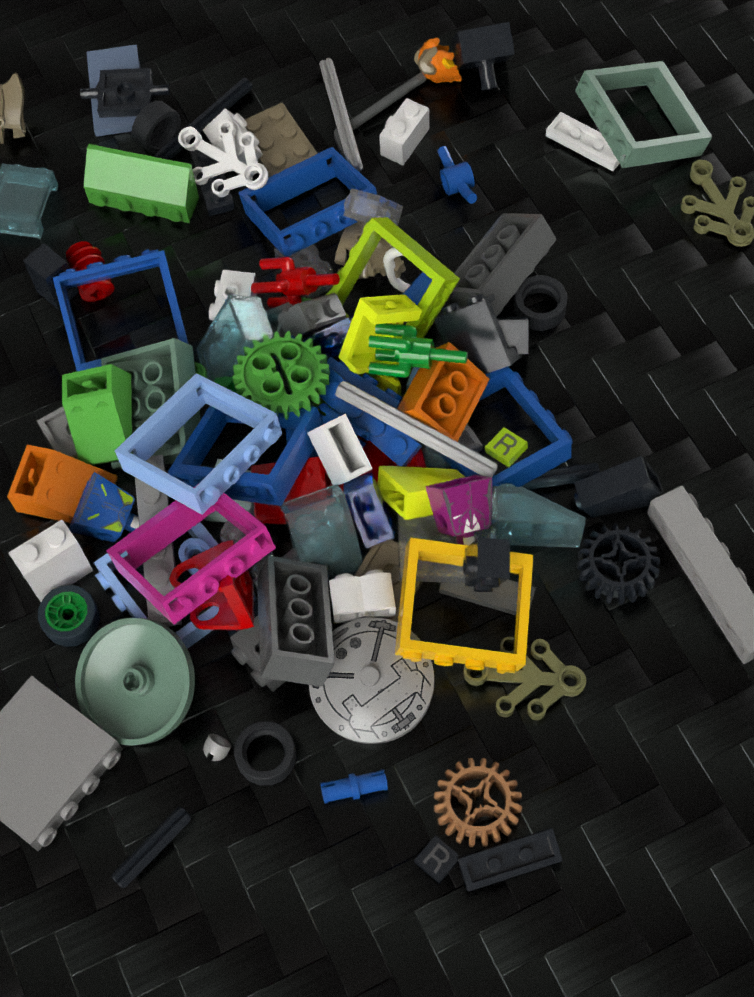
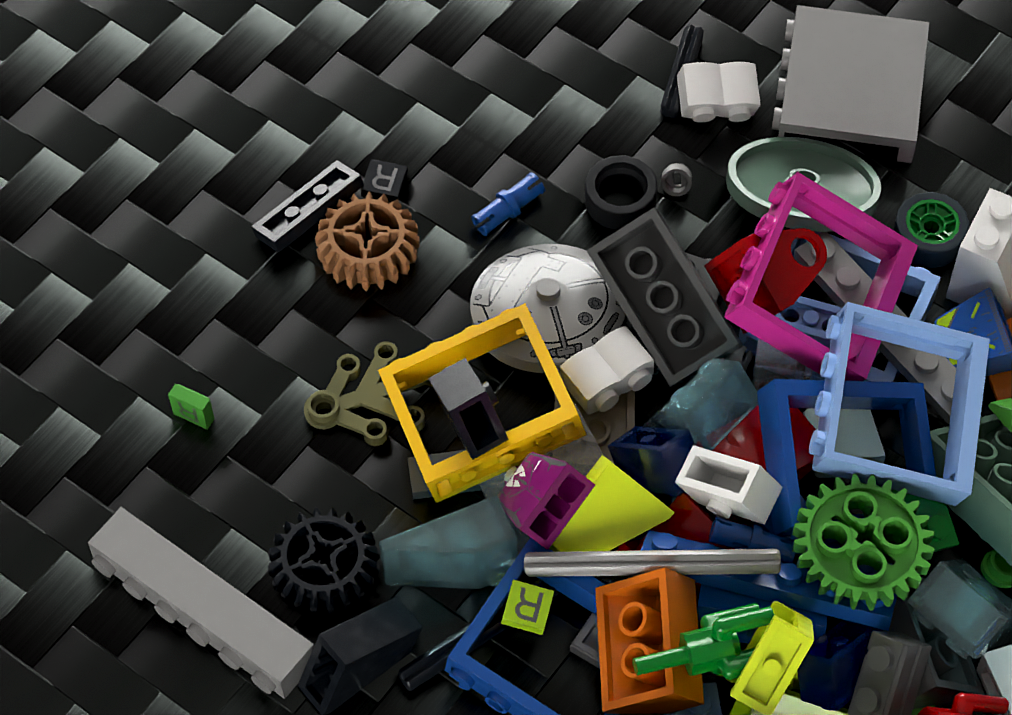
camera: 150 degrees right, 5 degrees down
(140, 801) = (718, 90): none -> white brick
(667, 723) = (191, 406): none -> bright green tile

